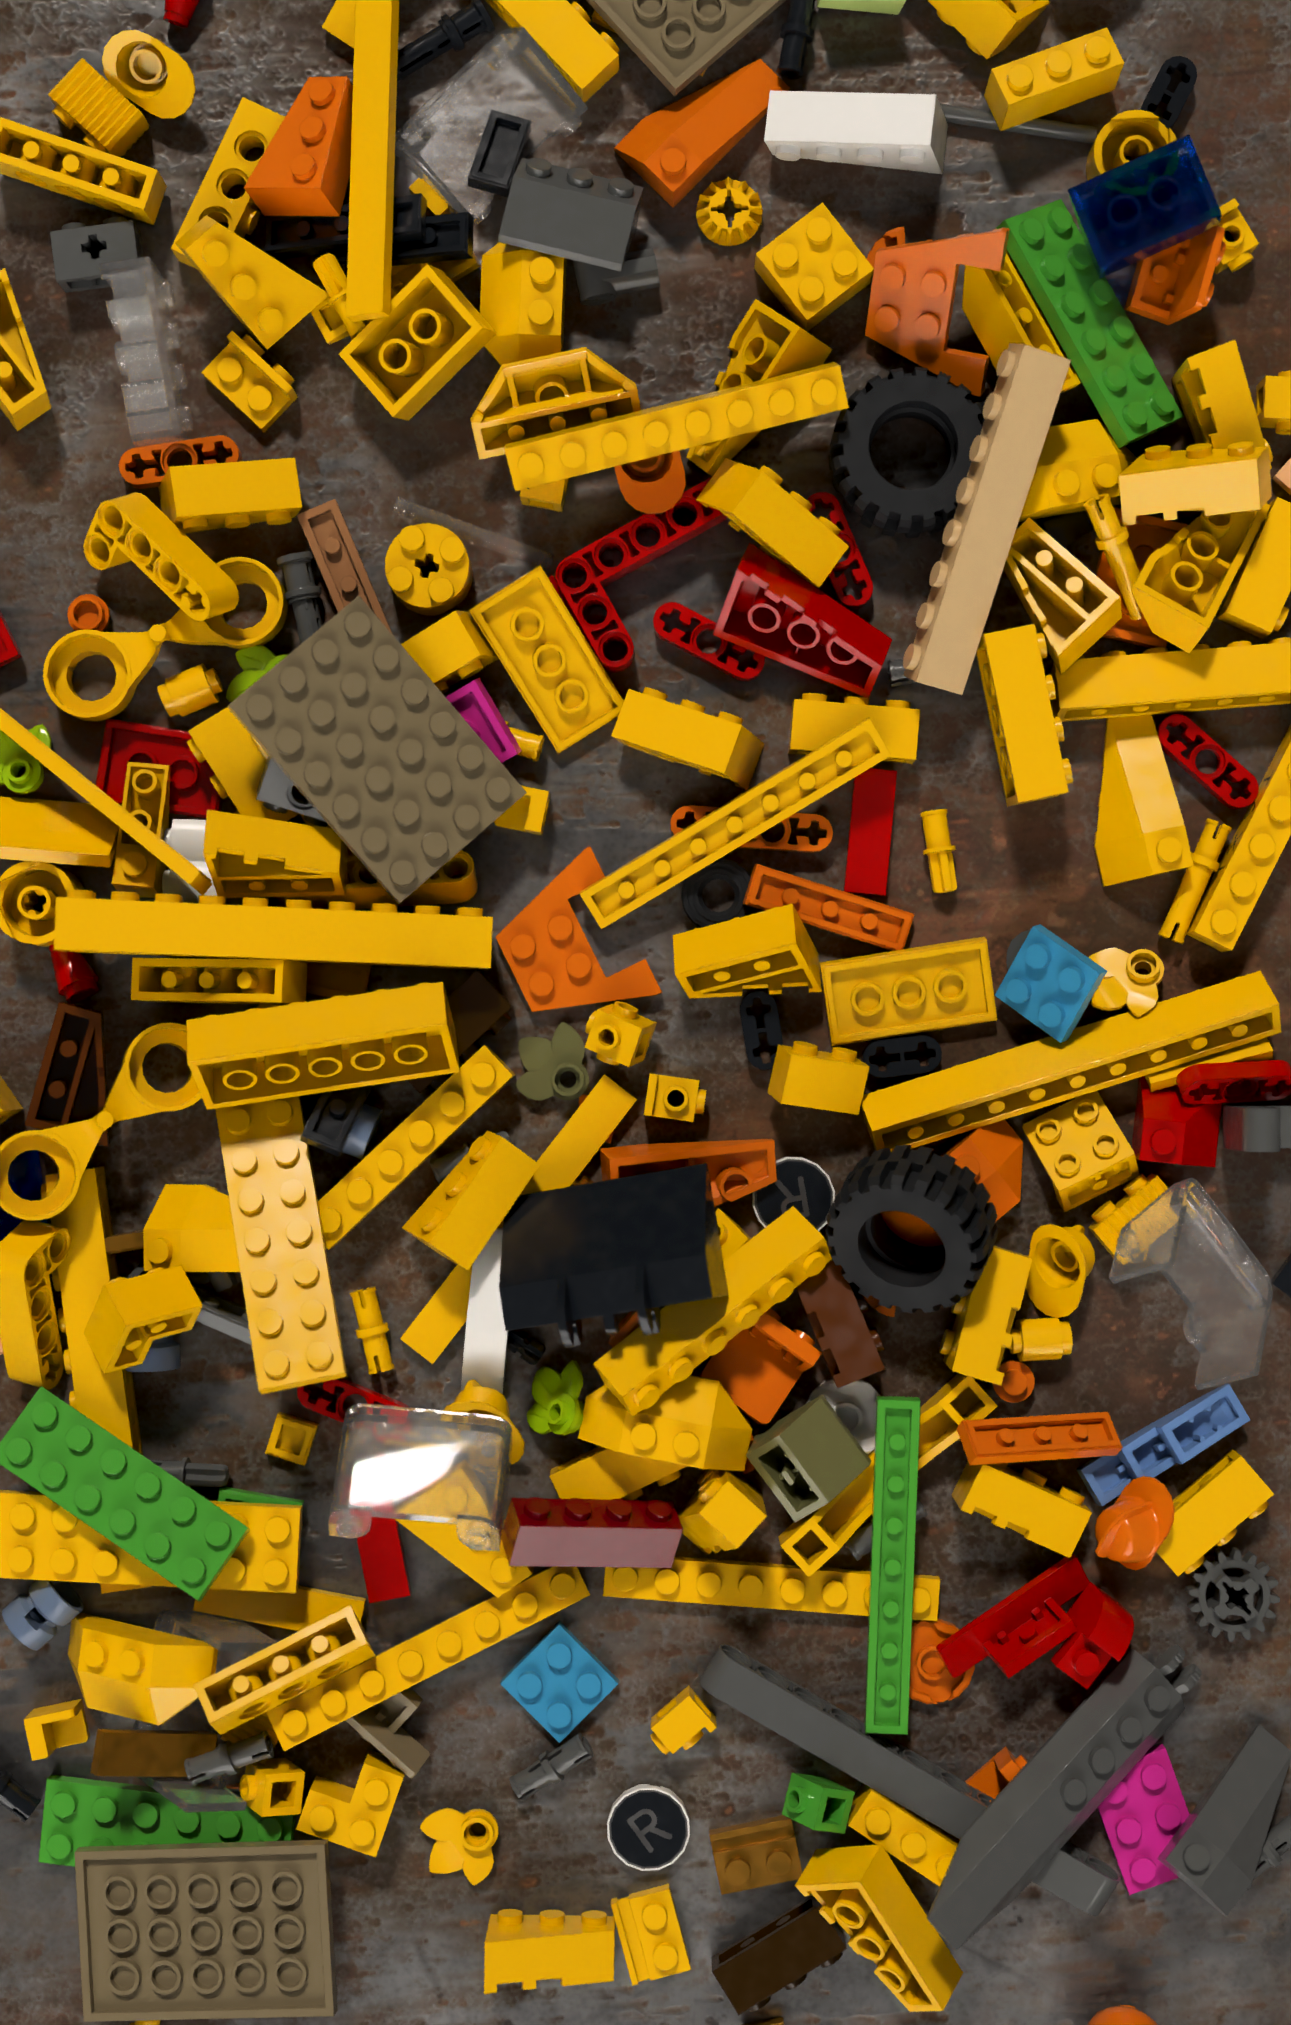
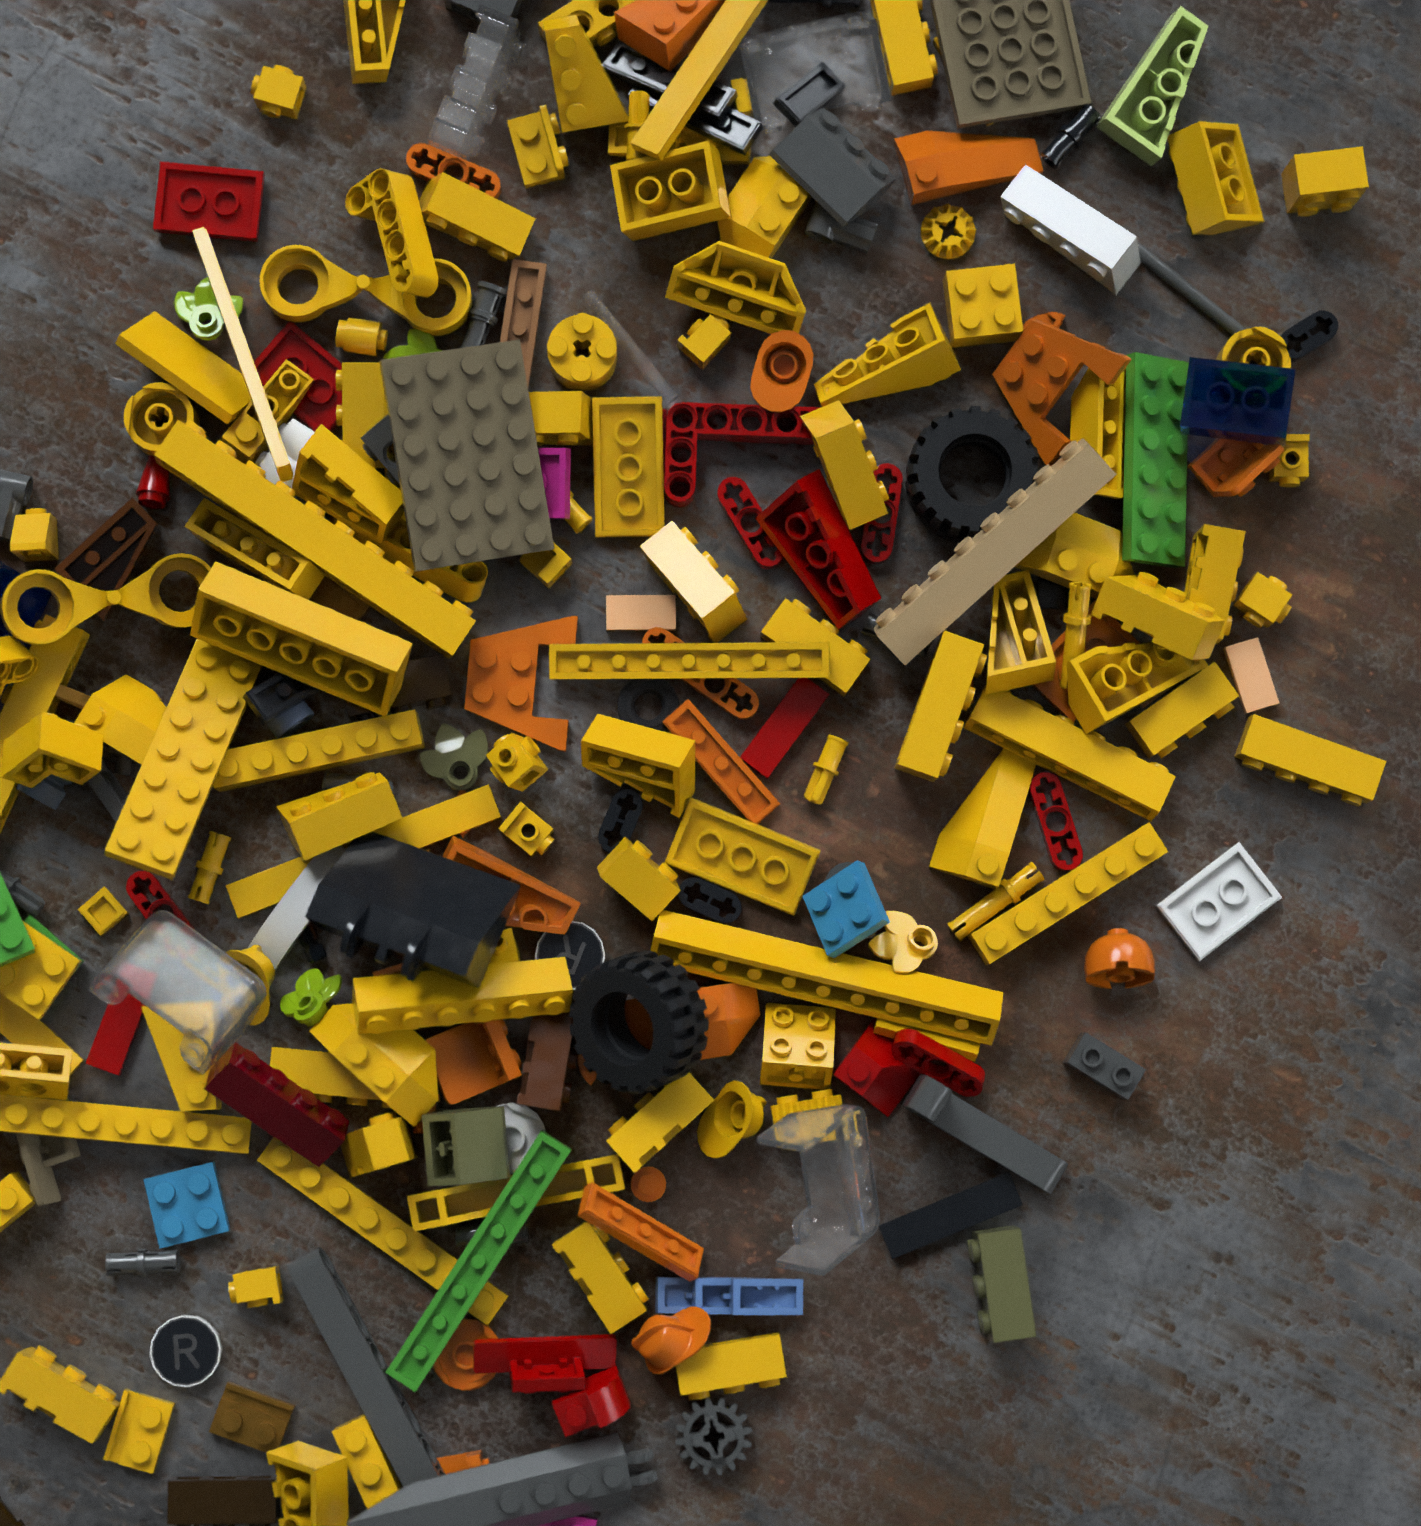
camera: 25 degrees right, 5 degrees down
(88, 613) = (323, 239): orange plate -> none
(457, 1845) = (39, 1279): yellow plate -> none
(652, 803) = (640, 612): none -> light nougat tile
(676, 426) = (814, 356): yellow brick -> none
(818, 1803) = (319, 1404): bright green brick -> none
(1041, 1339) = (686, 1164): yellow brick -> none
(1053, 79) = (1231, 275): yellow brick -> none

